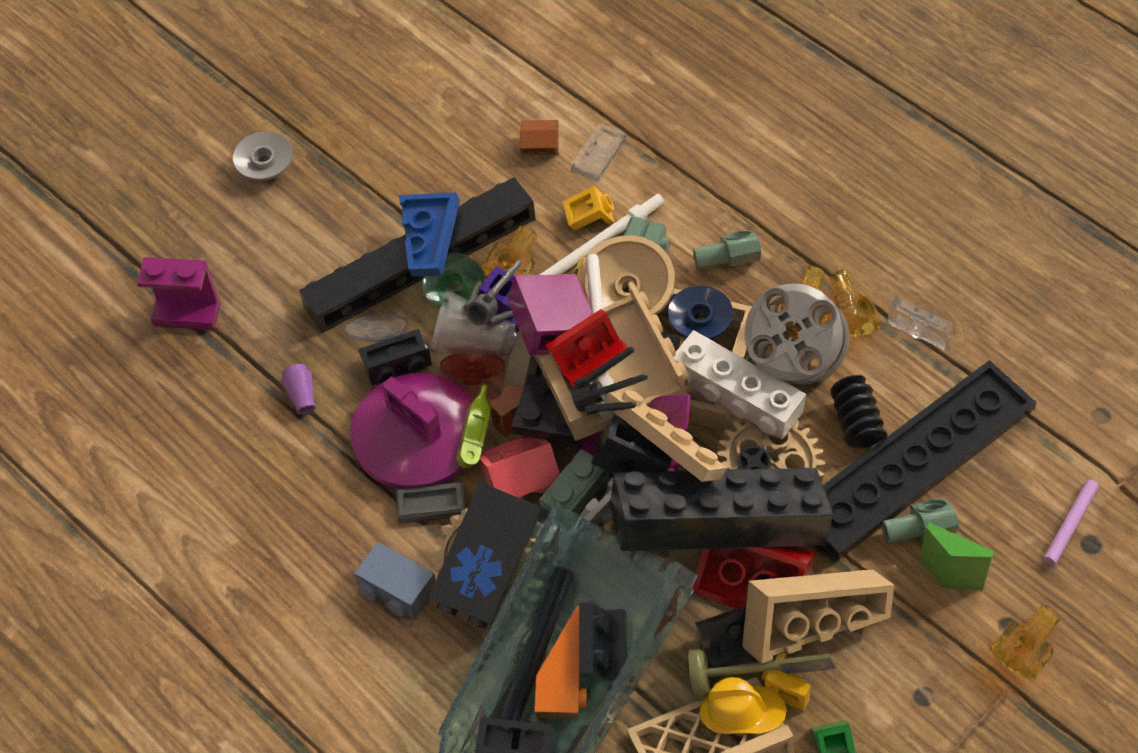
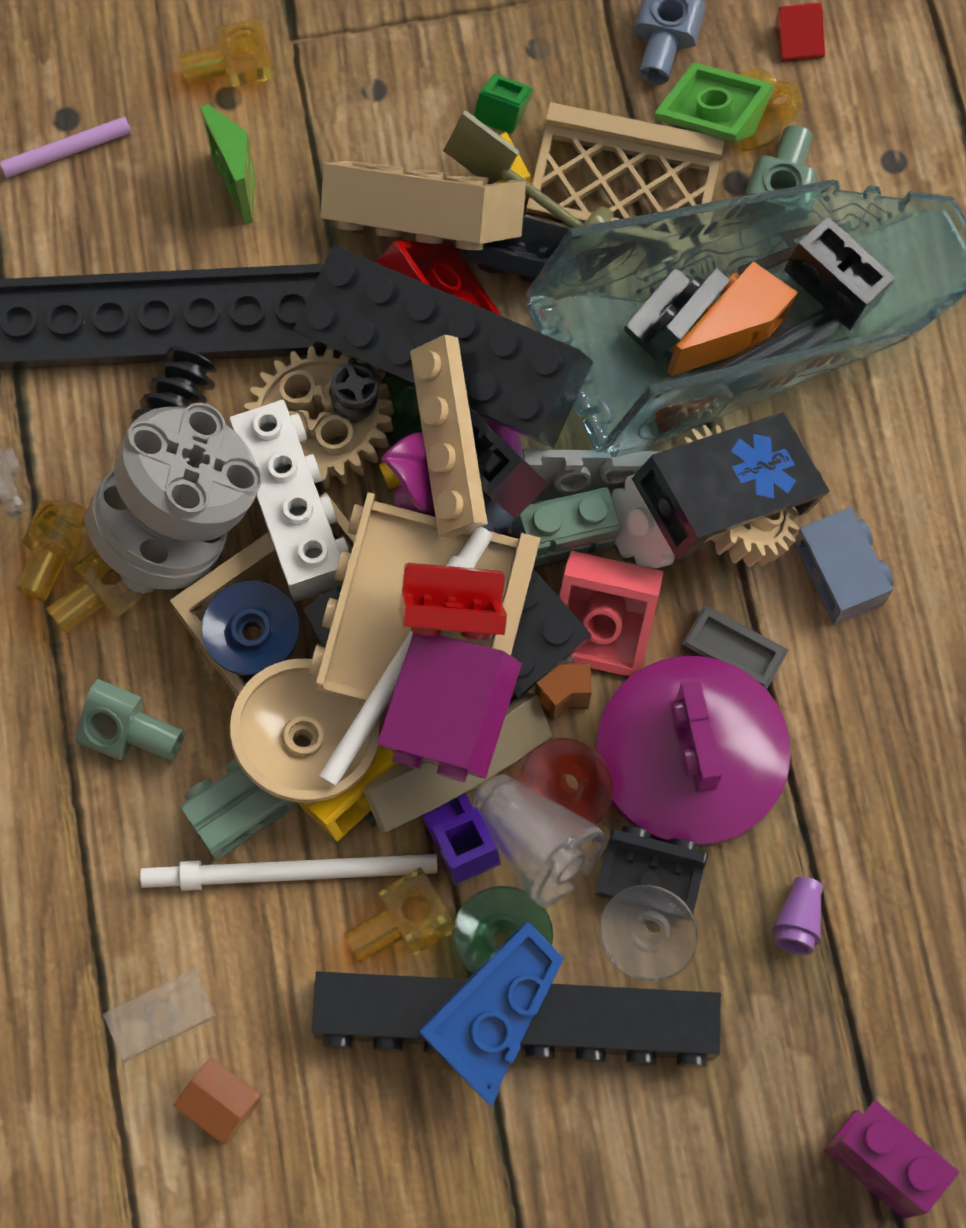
camera: 150 degrees left, 15 degrees up
(474, 431) = (628, 685): lime piece -> none
(483, 307) = (511, 811): dark grey plant -> none
(587, 208) = (247, 926): yellow bracket -> none
(589, 395) = (490, 545): black plant -> none
(742, 708) = (573, 174): yellow piece -> none
(914, 525) = (226, 238): sand green piece -> none

